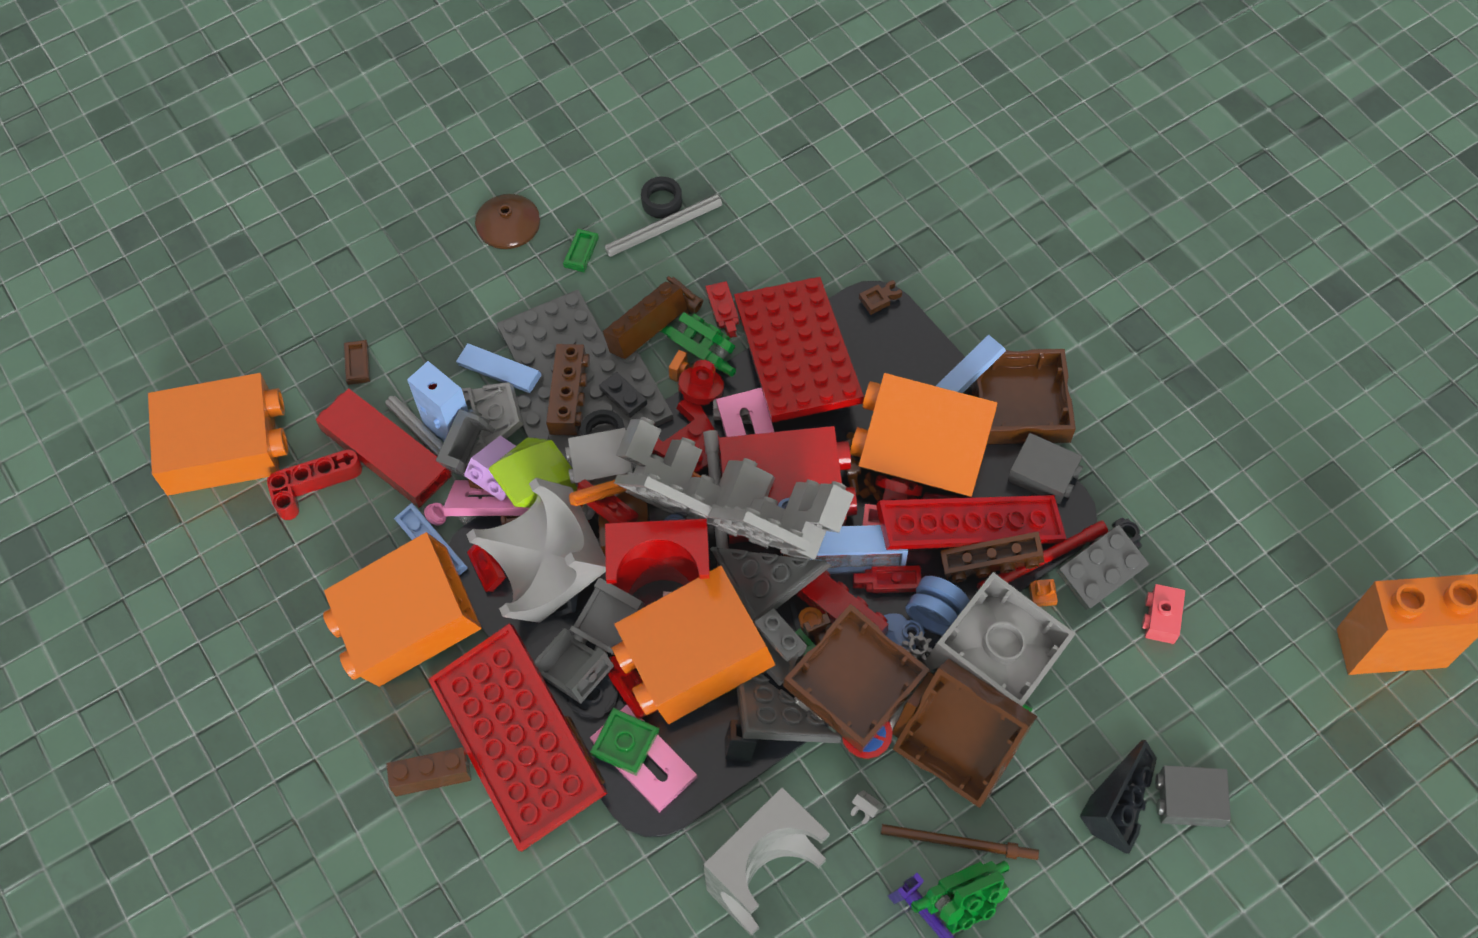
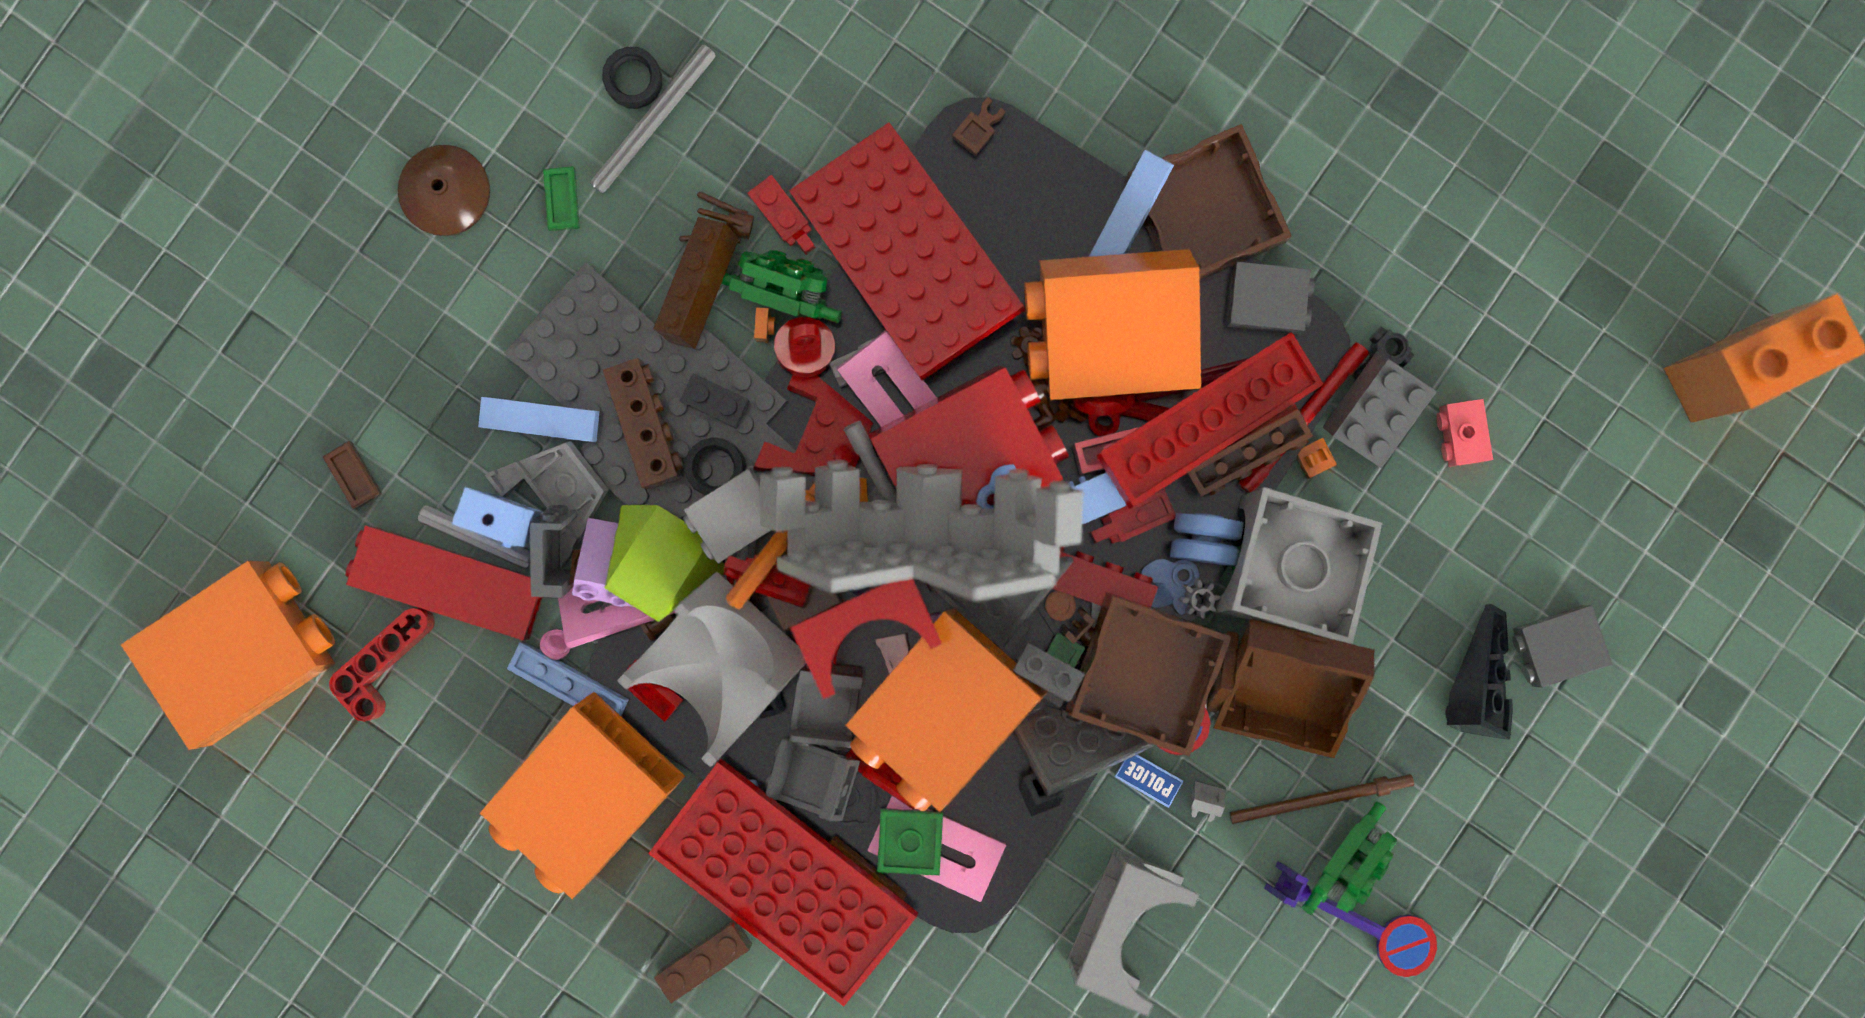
camera: 25 degrees left, 25 degrees up
(828, 773) = (1149, 779): none -> blue tile

